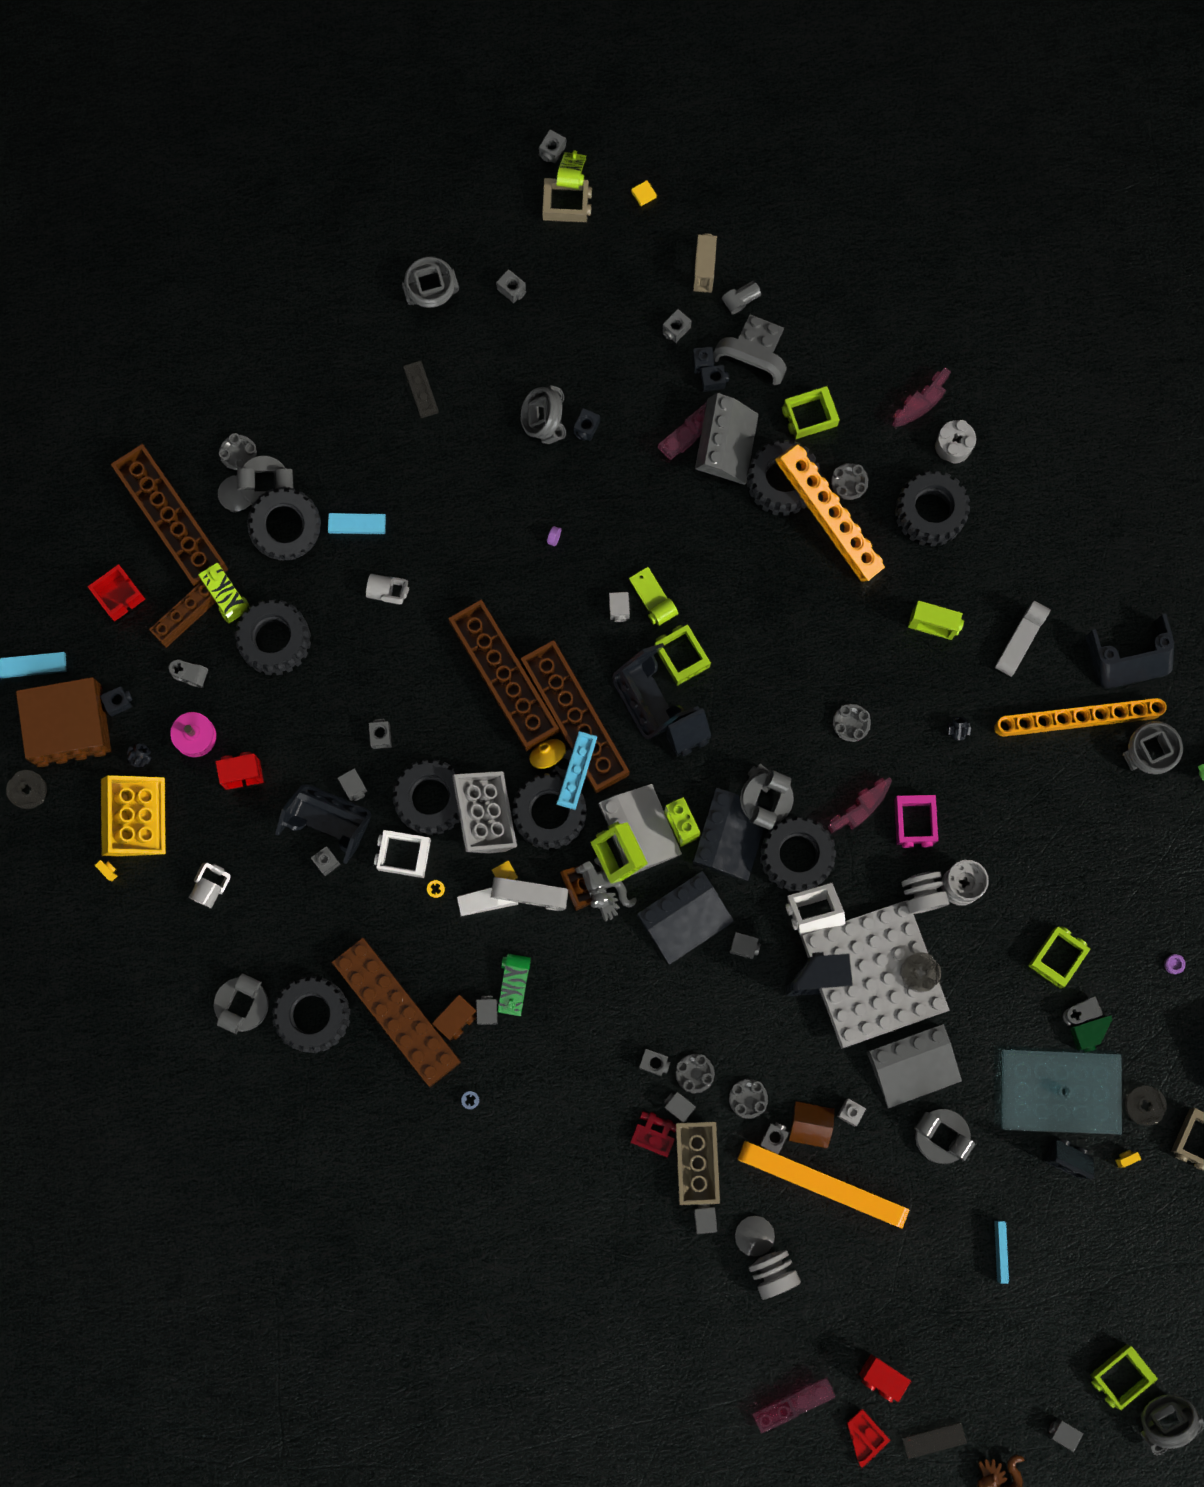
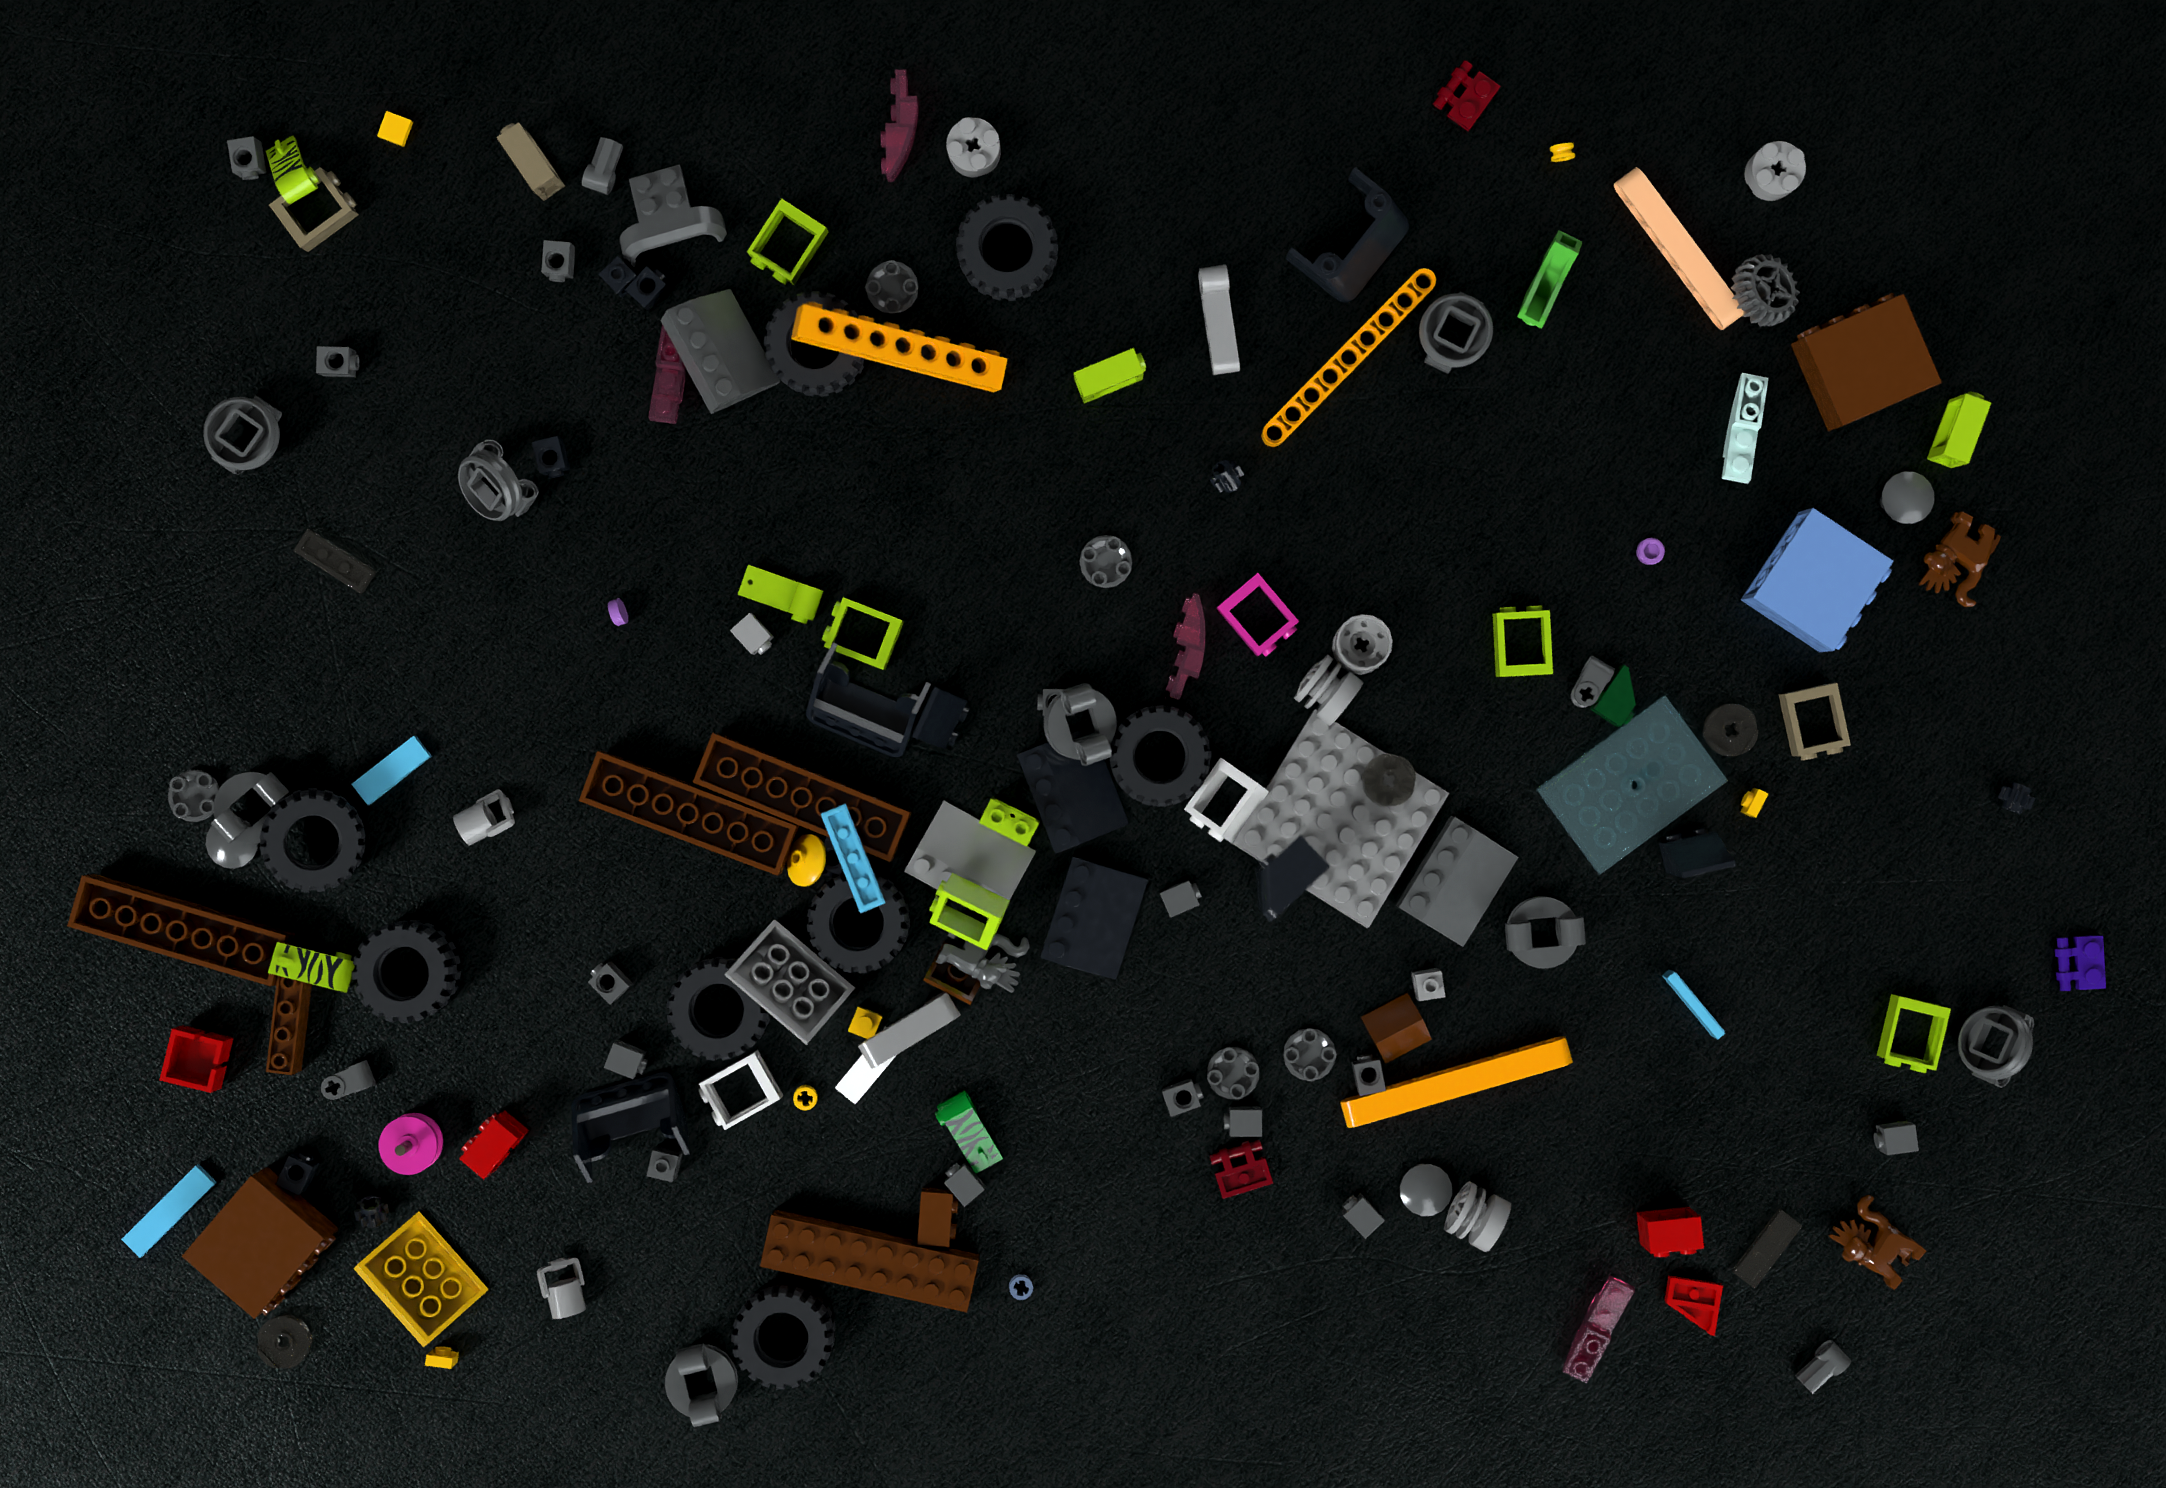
camera: 40 degrees left, 10 degrees up
(698, 1163) = (1309, 1165): dark tan brick -> none

